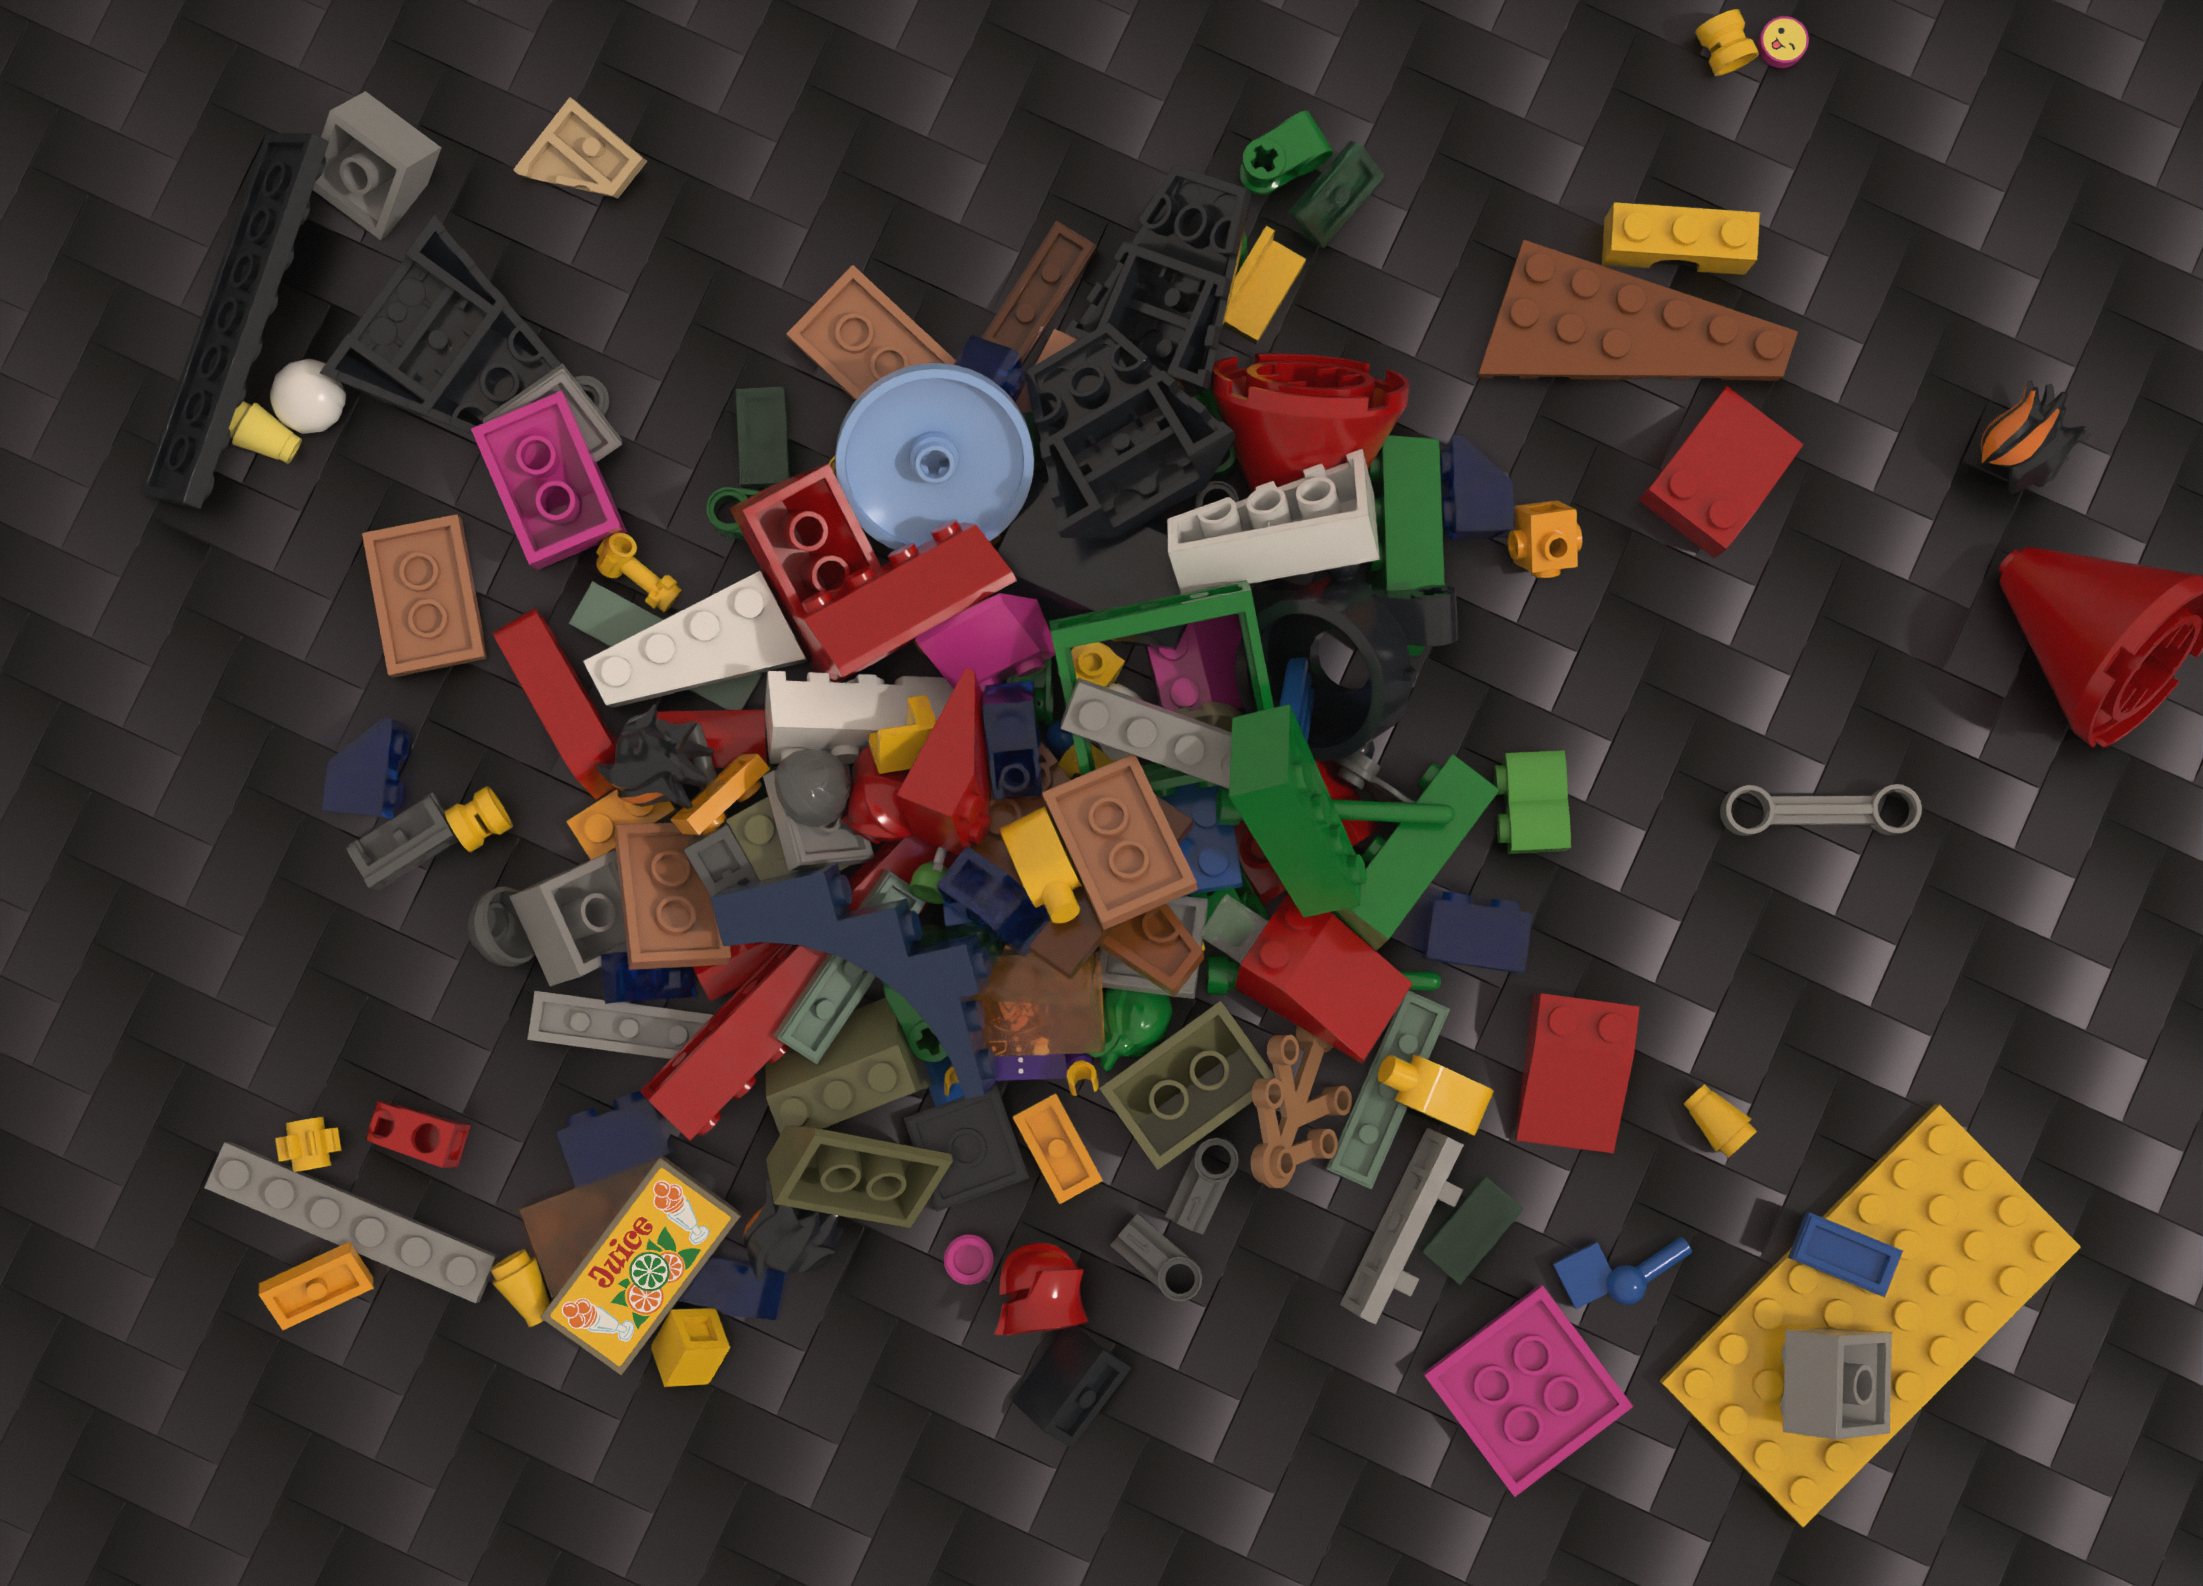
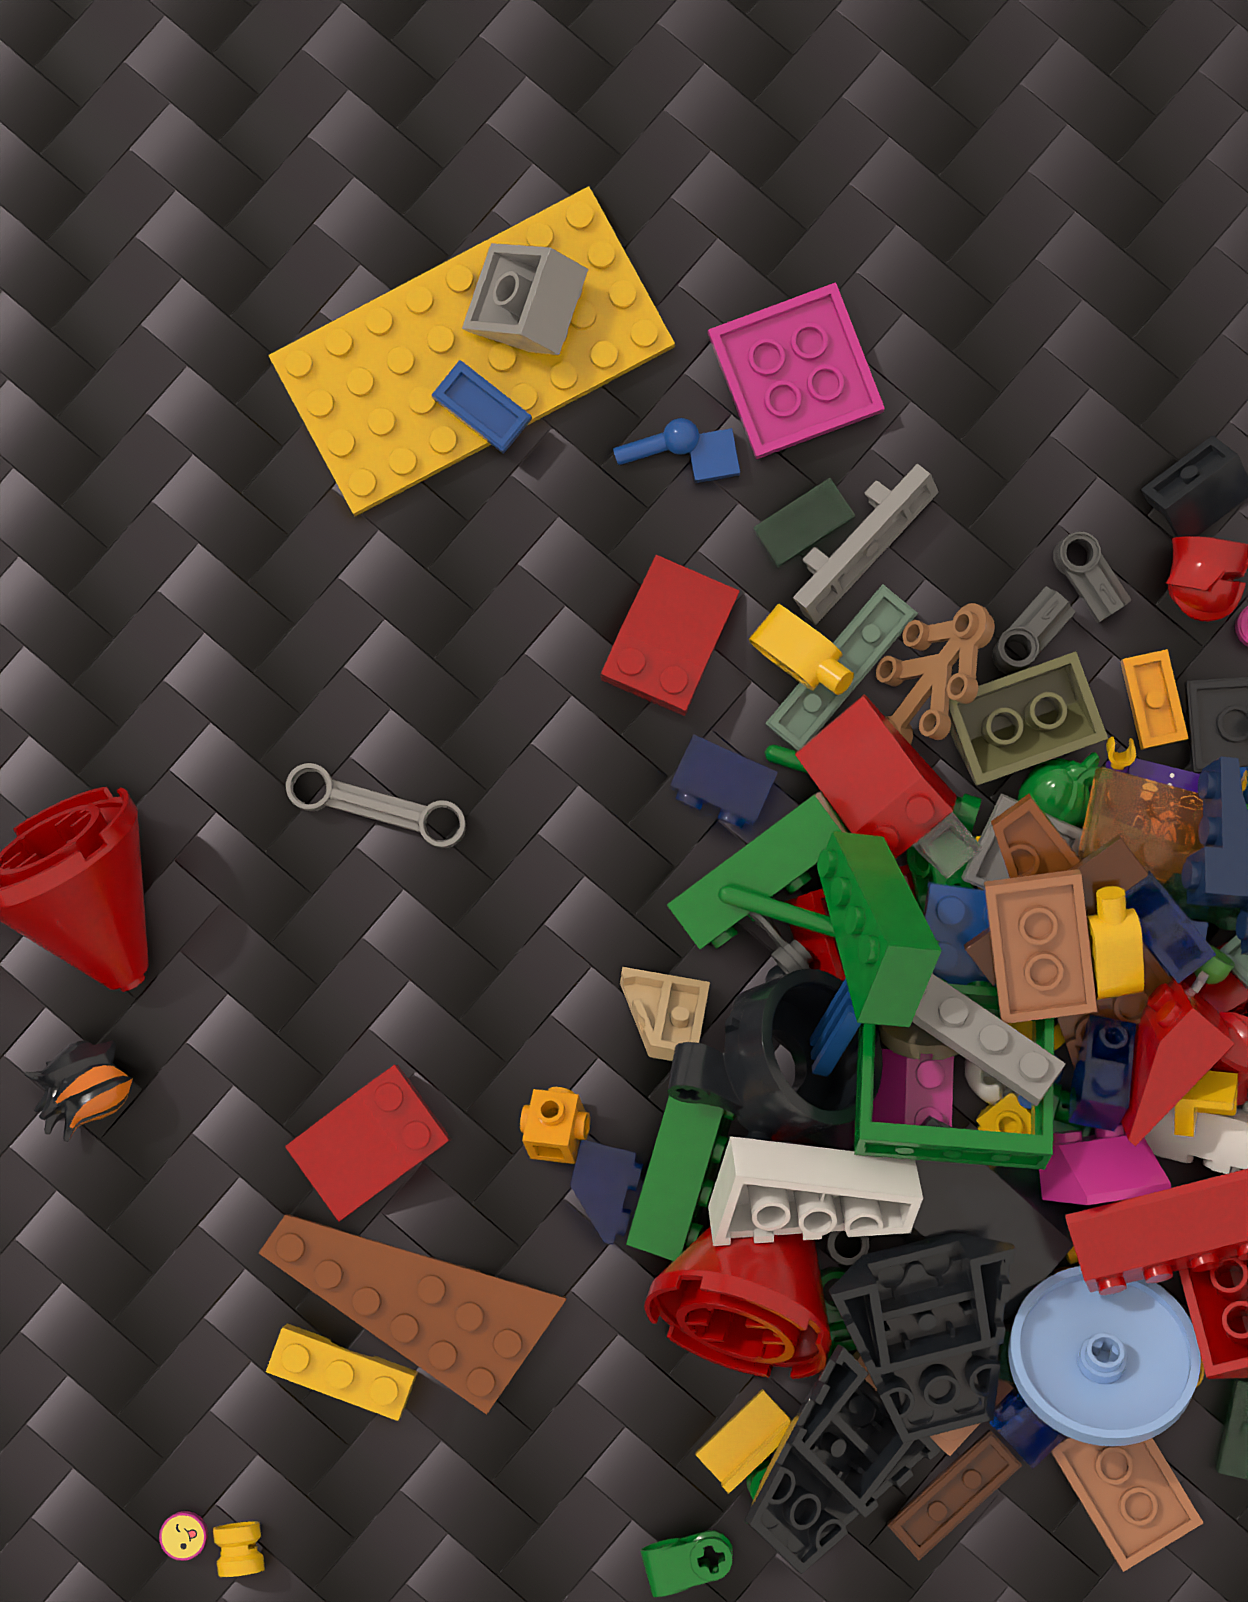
camera: 160 degrees left, 0 degrees up
(1336, 193) = (649, 1508): clear green plate -> none
(1465, 685) = (665, 1009): none -> tan wing
(1534, 802) = (635, 885): bright green brick -> none
(1719, 1121) = (553, 555): yellow cone -> none

